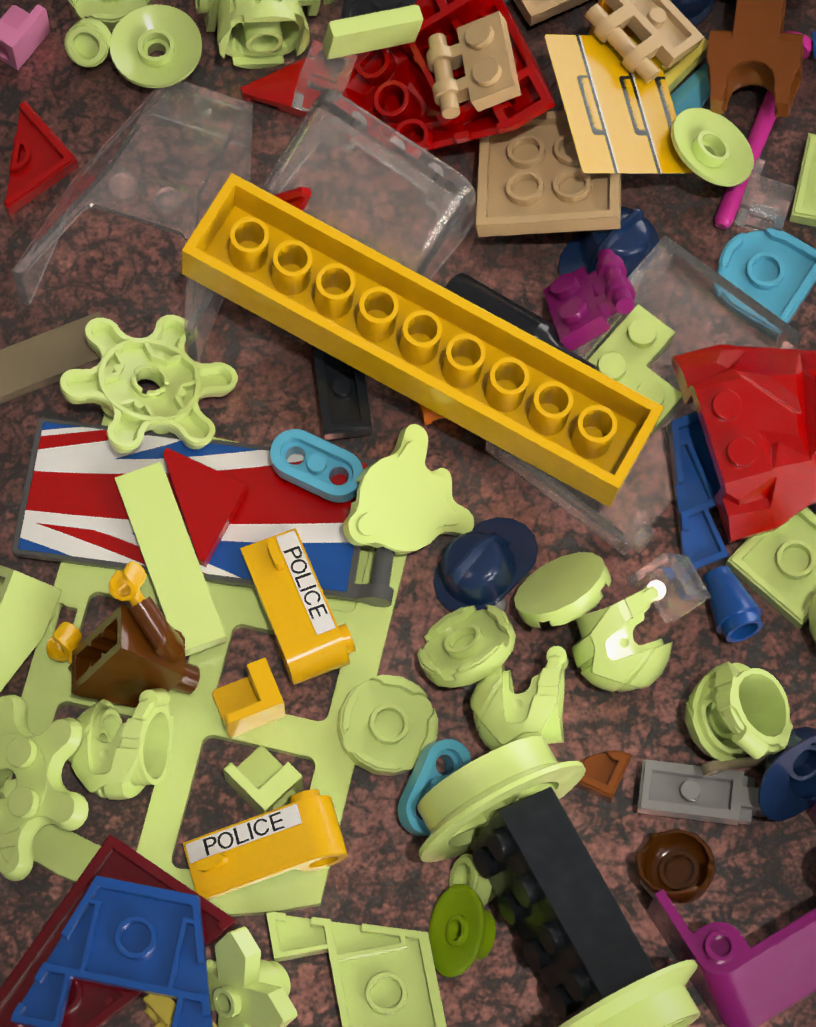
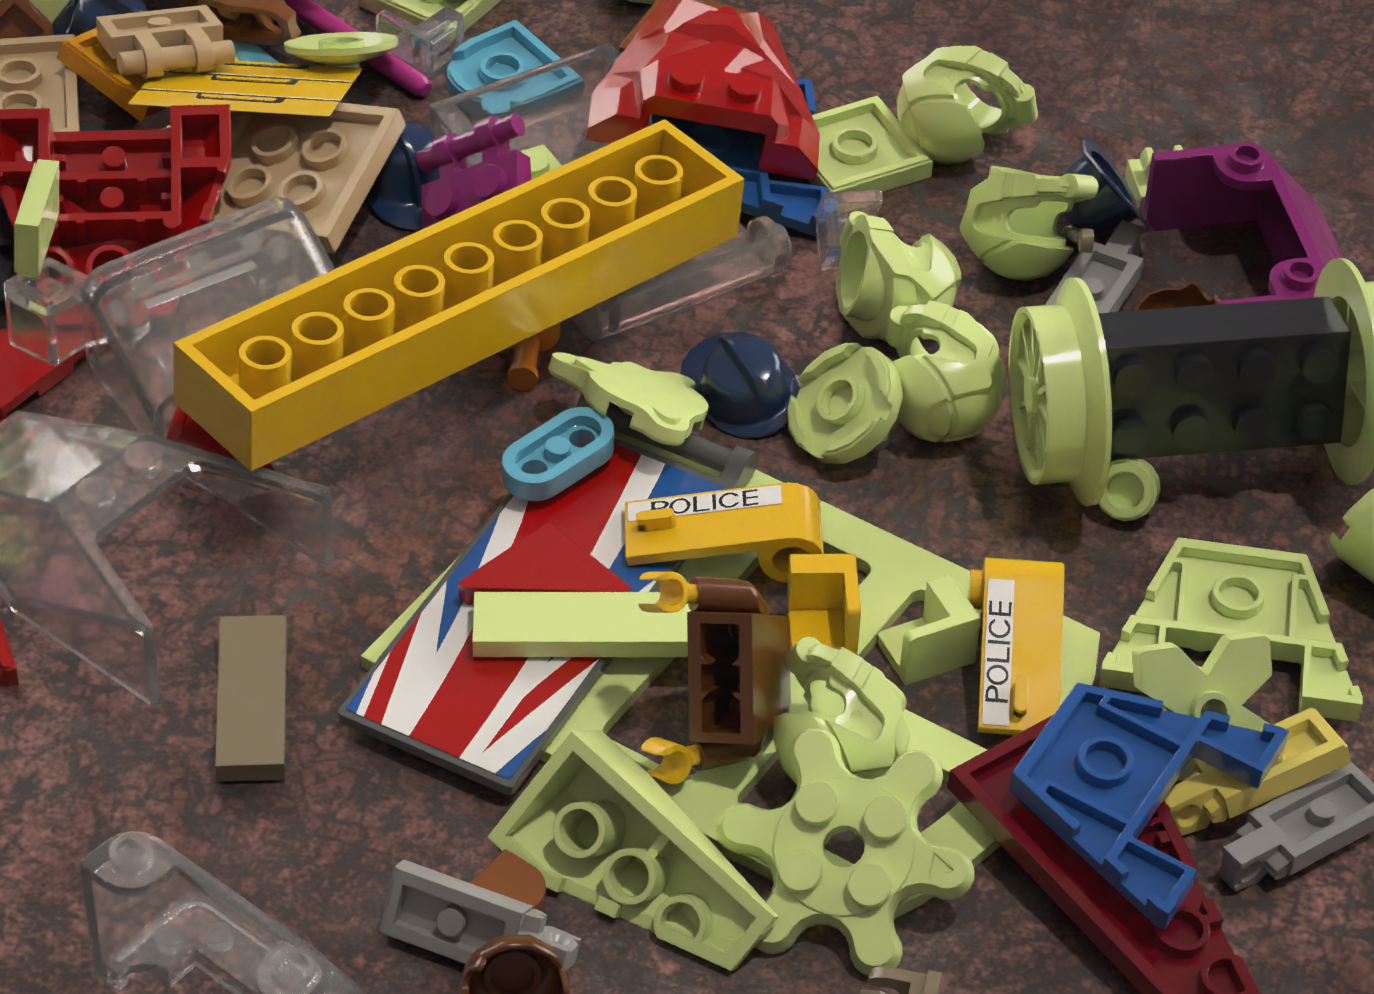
camera: 70 degrees left, 25 degrees down
(155, 358) = (358, 584): yellowish green plate -> none
(341, 397) = (444, 428): black hinge -> none
(386, 724) = (904, 511): yellowish green tile -> none
(425, 777) = (1002, 488): medium azure plate -> none
(460, 931) = (1179, 474): lime piece -> none
(487, 62) = (134, 146): tan plate -> none
(562, 589) = (814, 304): yellowish green tile -> none
(732, 607) = (902, 199): blue cone -> none

